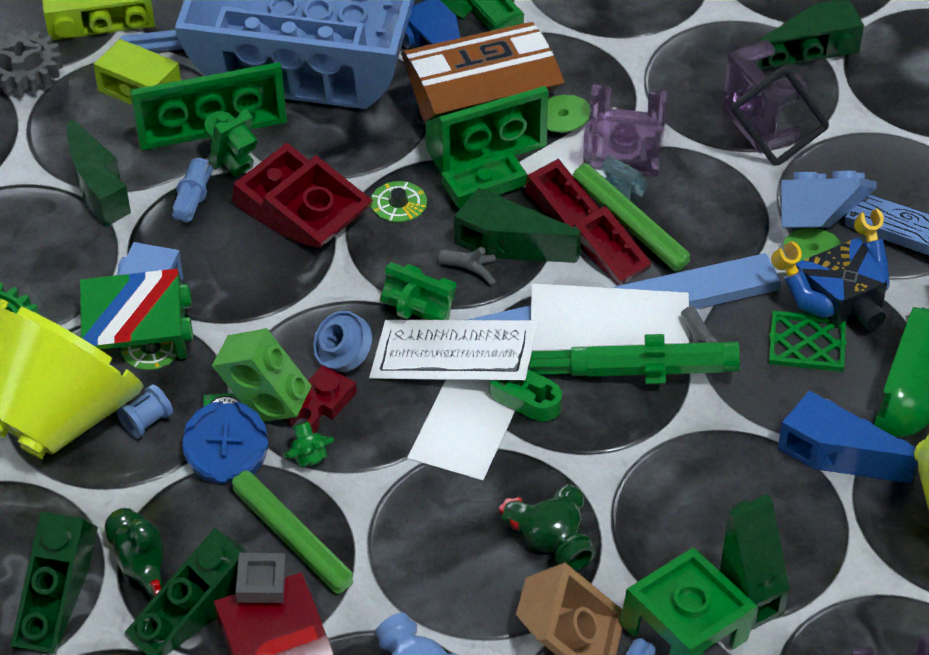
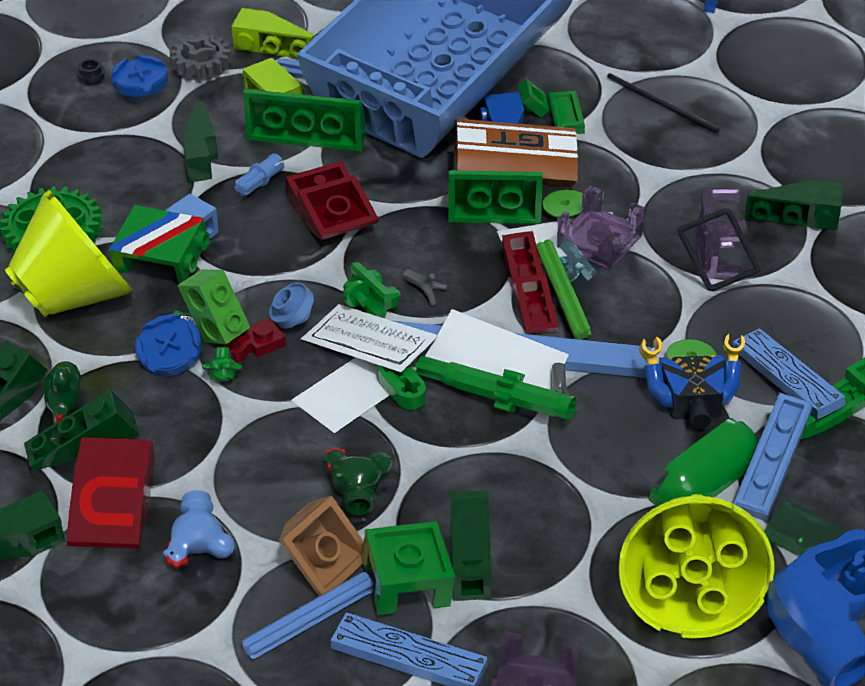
camera: 25 degrees right, 5 degrees down
(144, 411) = (128, 307): medium blue bush -> none
(150, 355) = (160, 274): bright green piece -> none
(231, 141) = (303, 147): green hips -> none
(261, 577) = (117, 431): dark grey plate -> none
(293, 532) = (176, 419): bright green axle -> none
(399, 201) = (404, 228): piece -> none
(493, 174) = (472, 230): green plate -> none
(513, 231) = (467, 271): dark green slope -> none
(802, 361) = (636, 436): green window -> none
(819, 201) = (712, 319): medium blue slope -> none
(841, 442) = (606, 490): blue slope -> none

